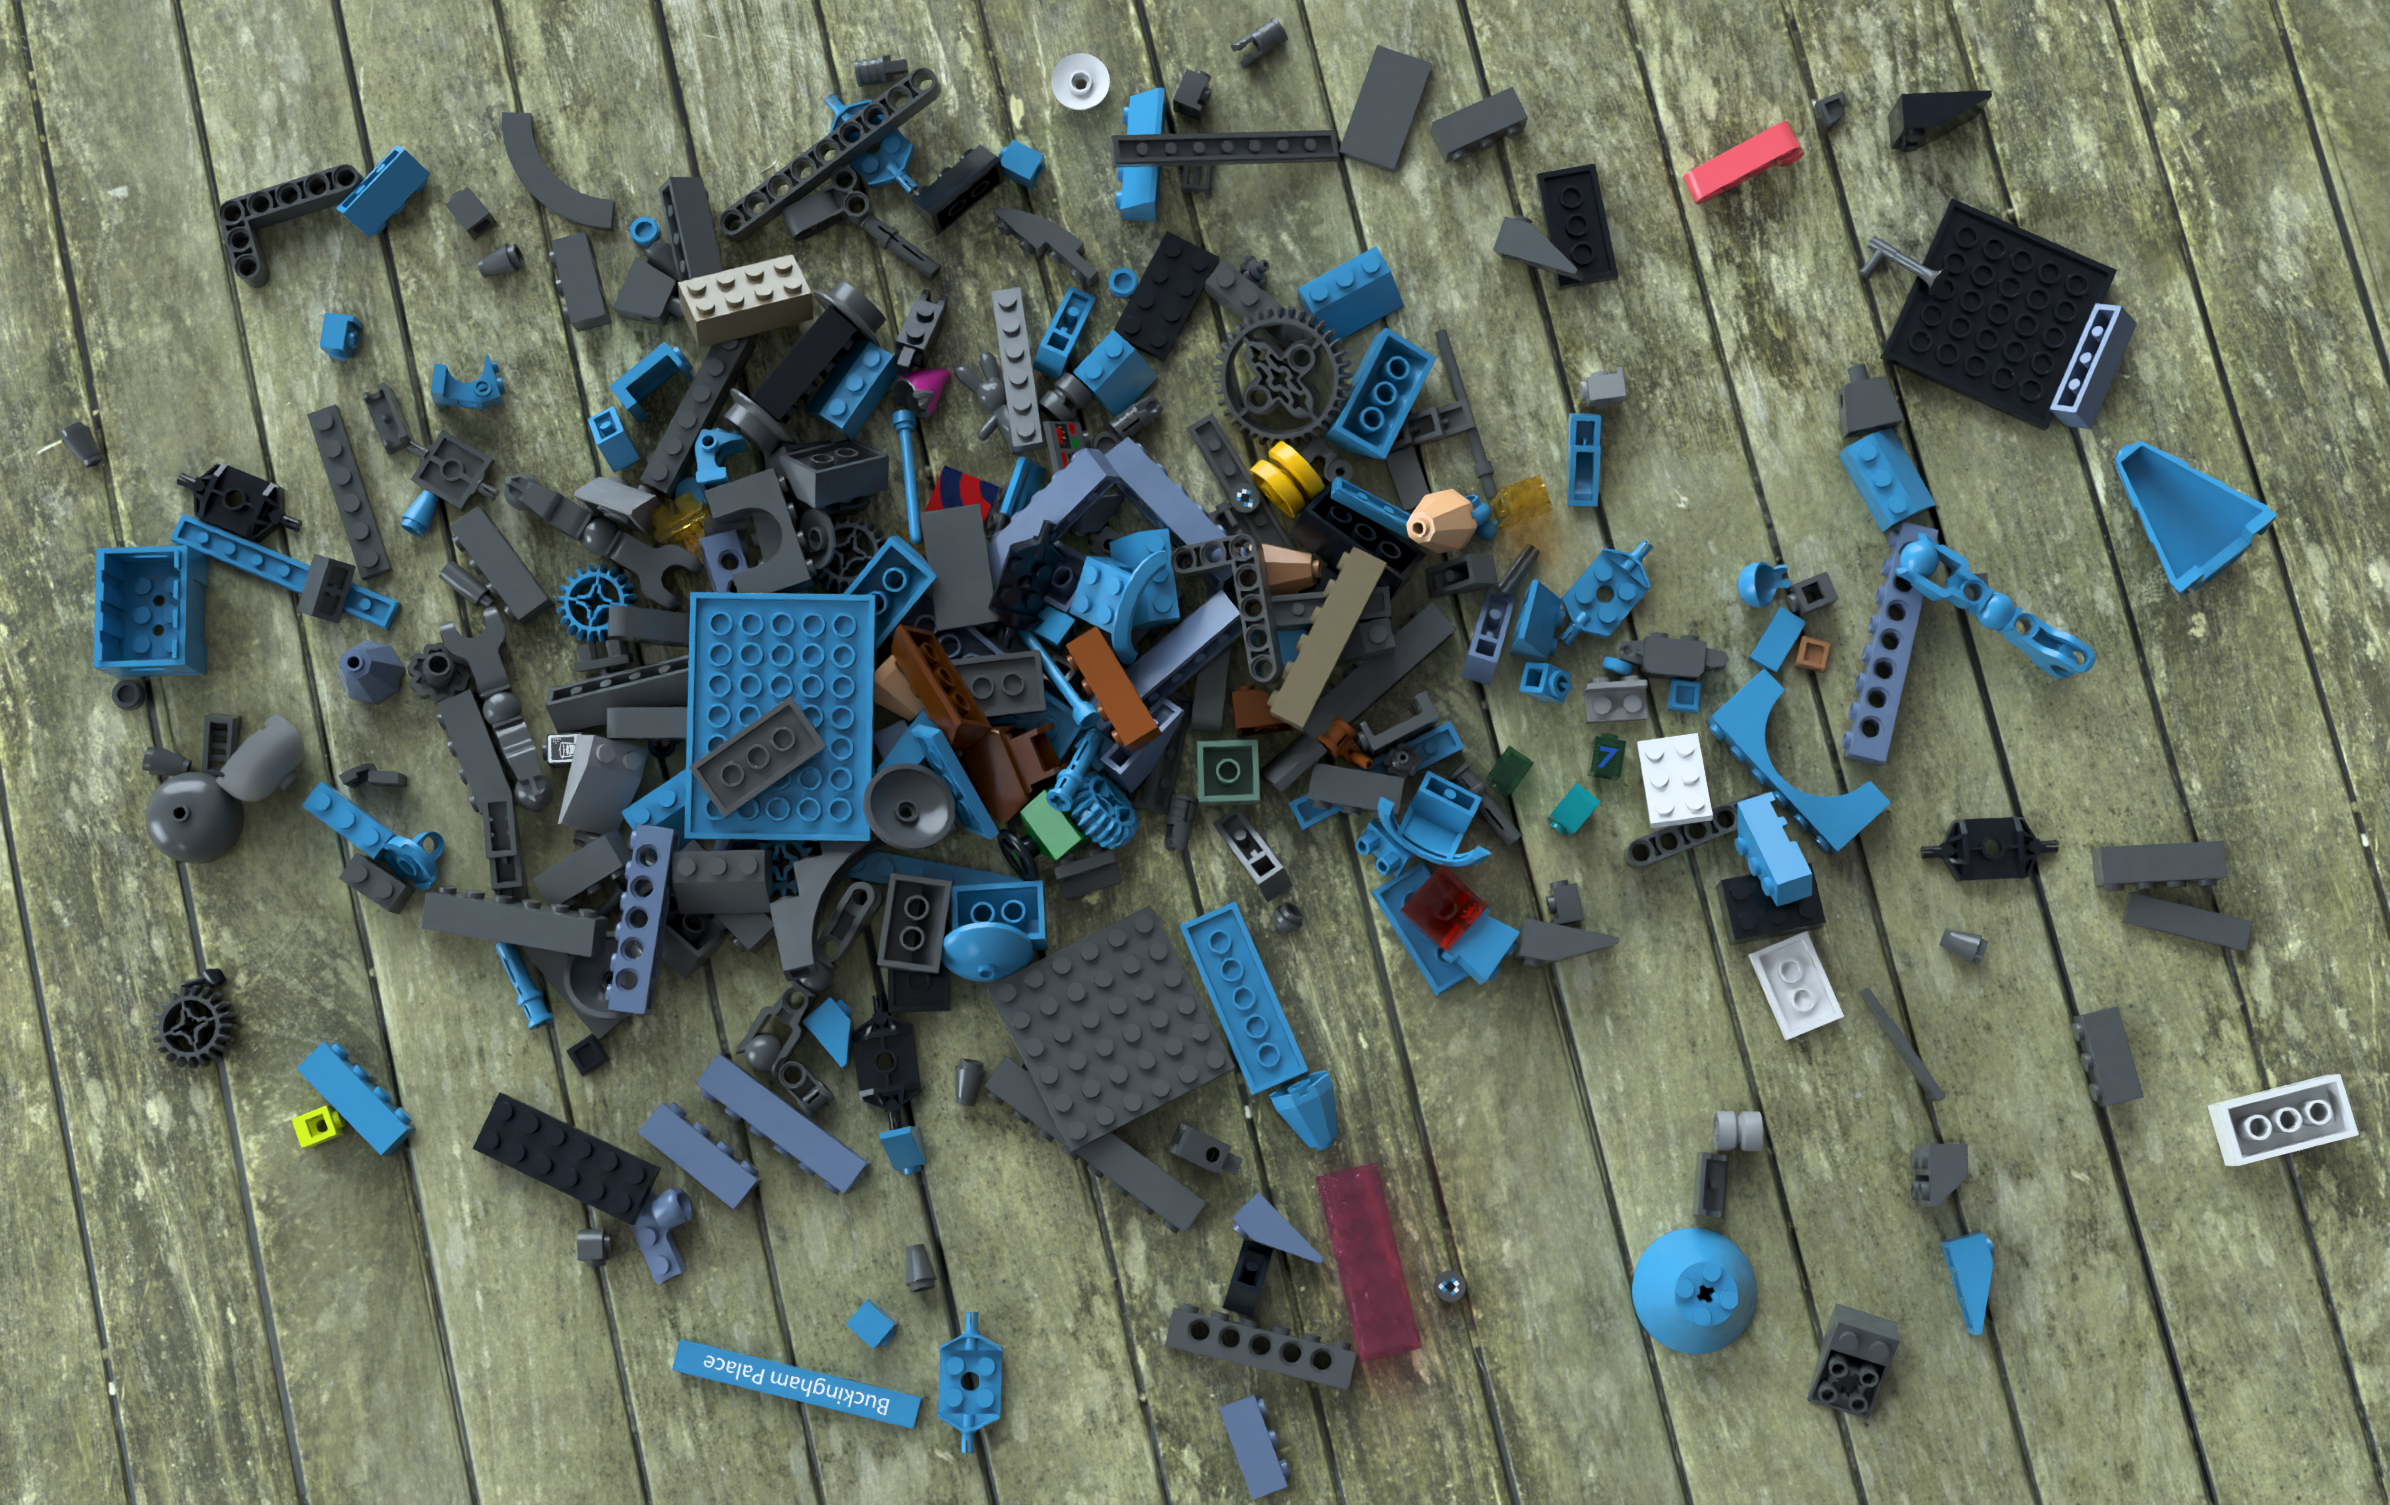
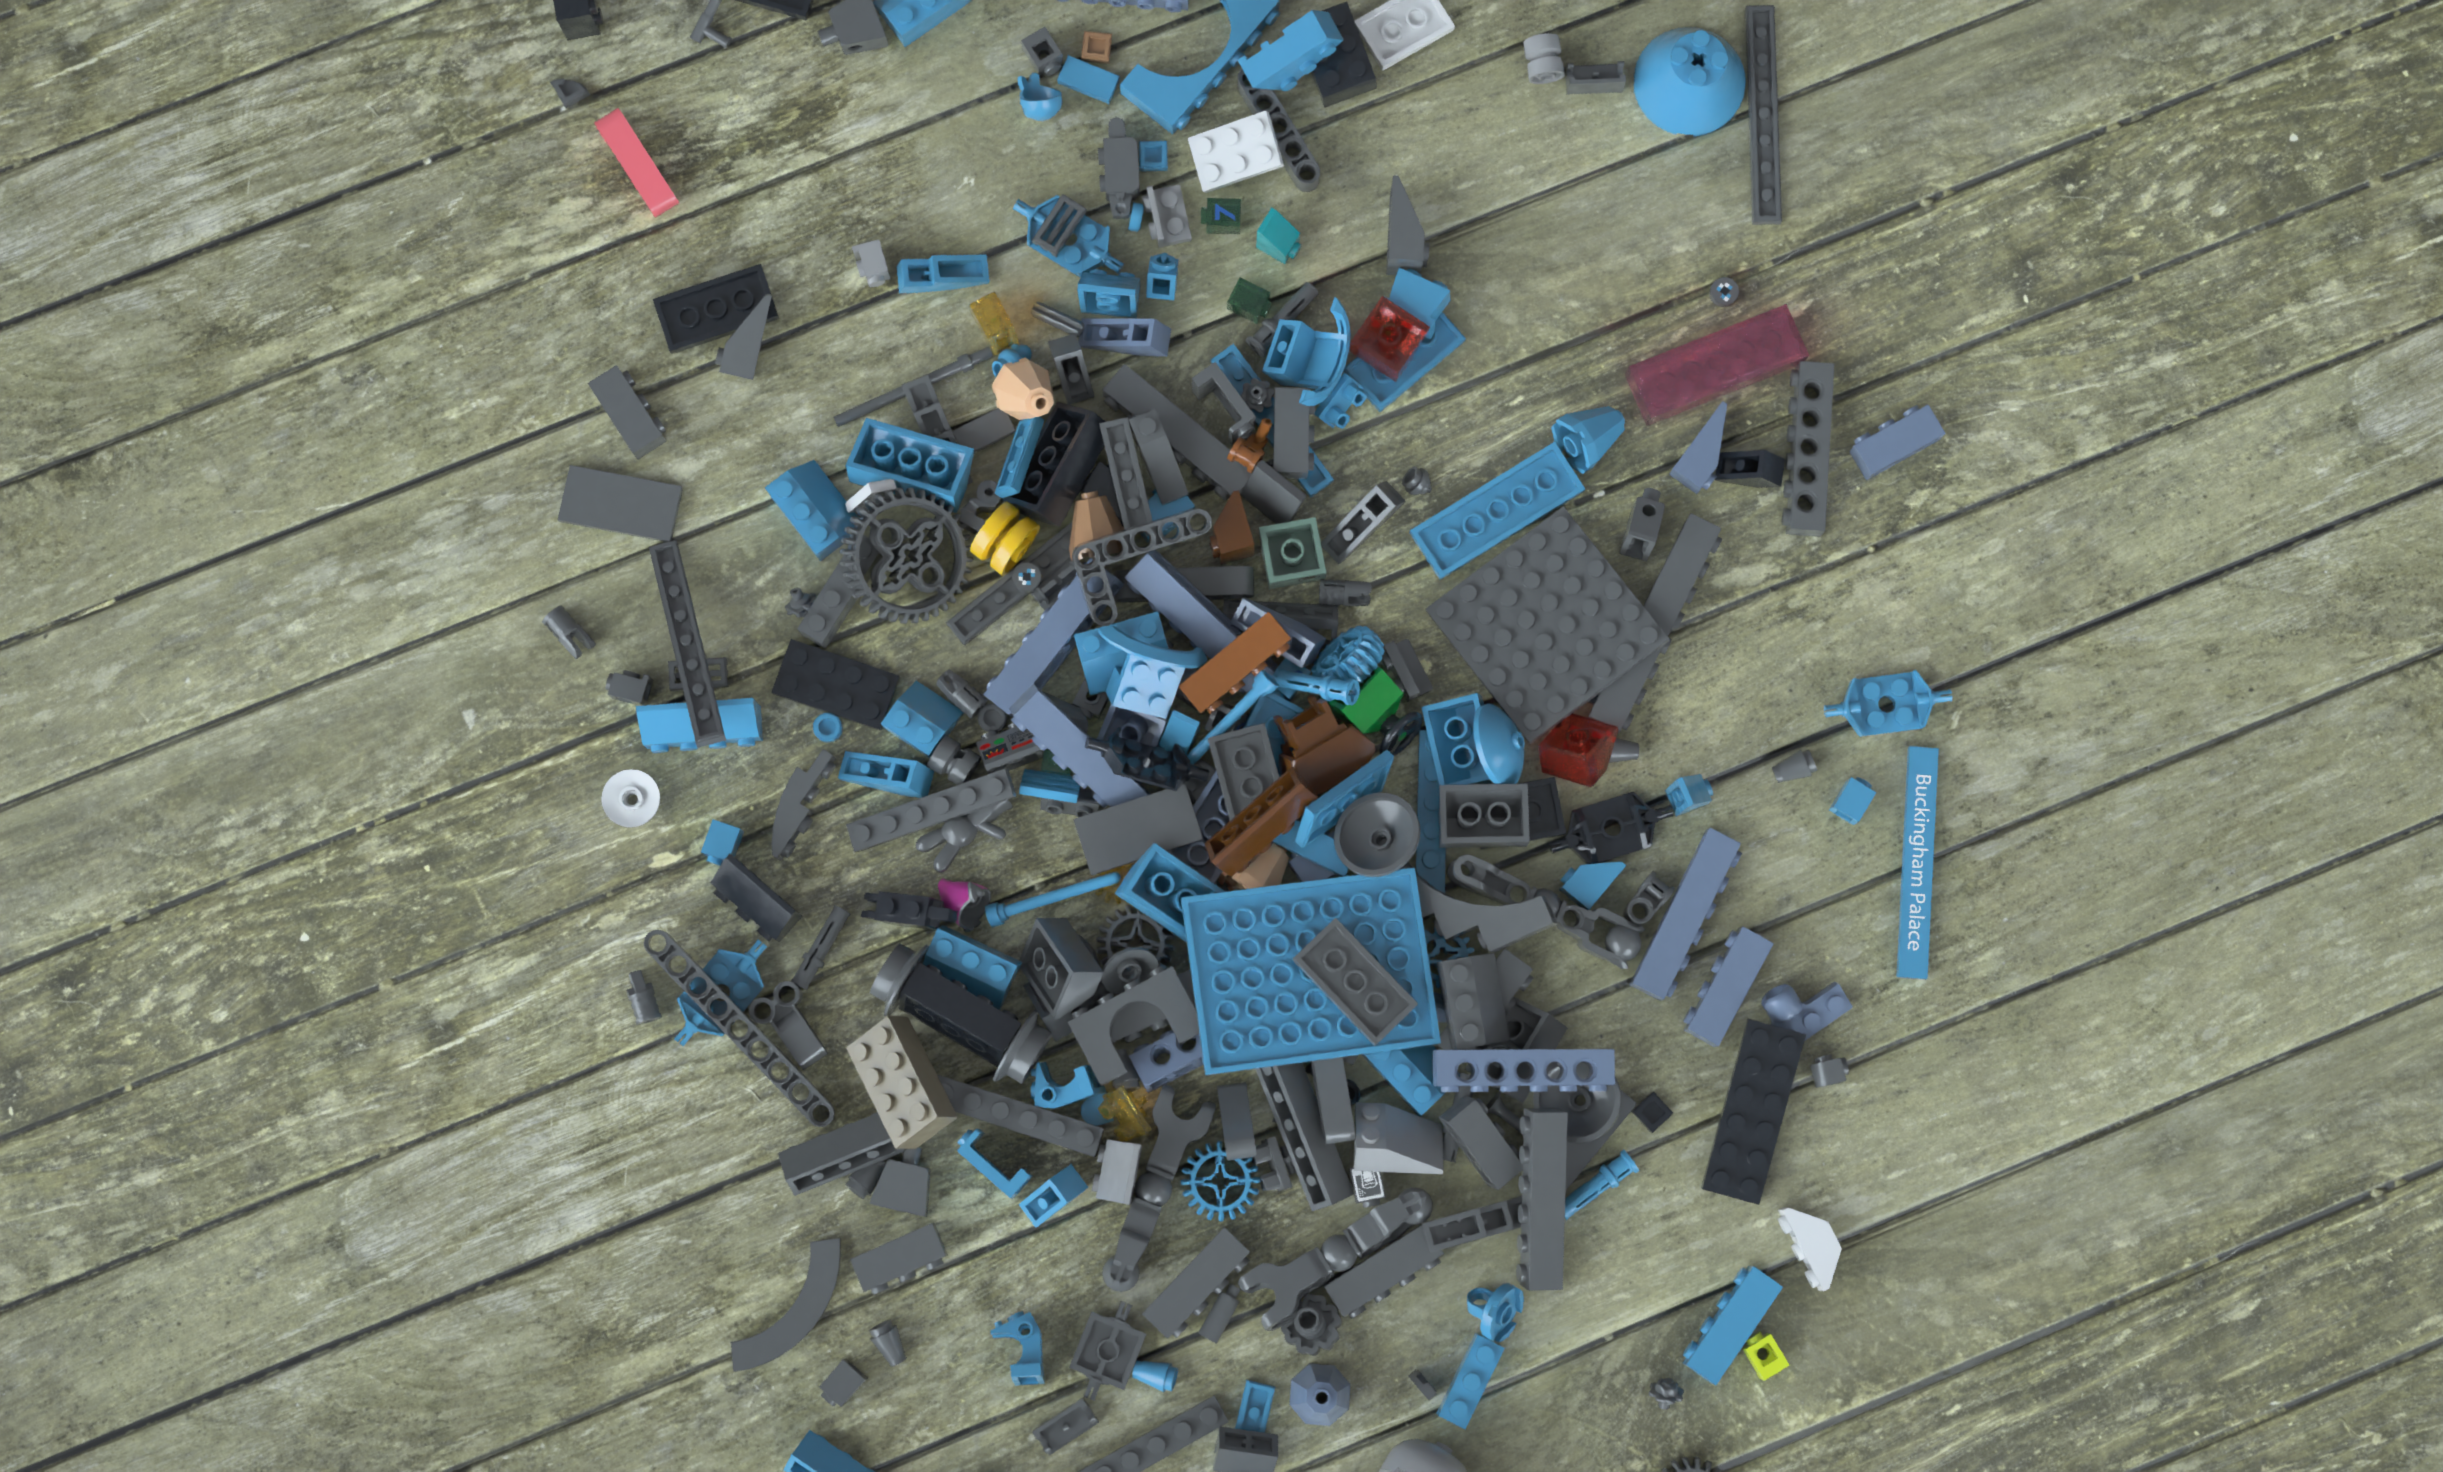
camera: 105 degrees left, 0 degrees up
(303, 1019) = (1666, 1392): none -> dark grey plant
(377, 883) = (1525, 1344): dark grey brick -> none
(387, 778) = (1422, 1355): dark grey tile -> none
(421, 1197) = (1813, 1244): none -> white slope
(645, 232) = (837, 1205): dark azure tile -> none
(961, 489) = (1061, 850): tile -> none
(971, 1038) = (1578, 749): none -> clear red slope
(1327, 639) = (1159, 469): dark tan brick -> none
(1353, 346) = (868, 493): none -> white tile
(1564, 903) = (1364, 235): dark grey brick -> none
(1611, 594) = (1047, 246): none -> dark grey tile
(1645, 1366) = (1763, 115): none -> dark grey tile

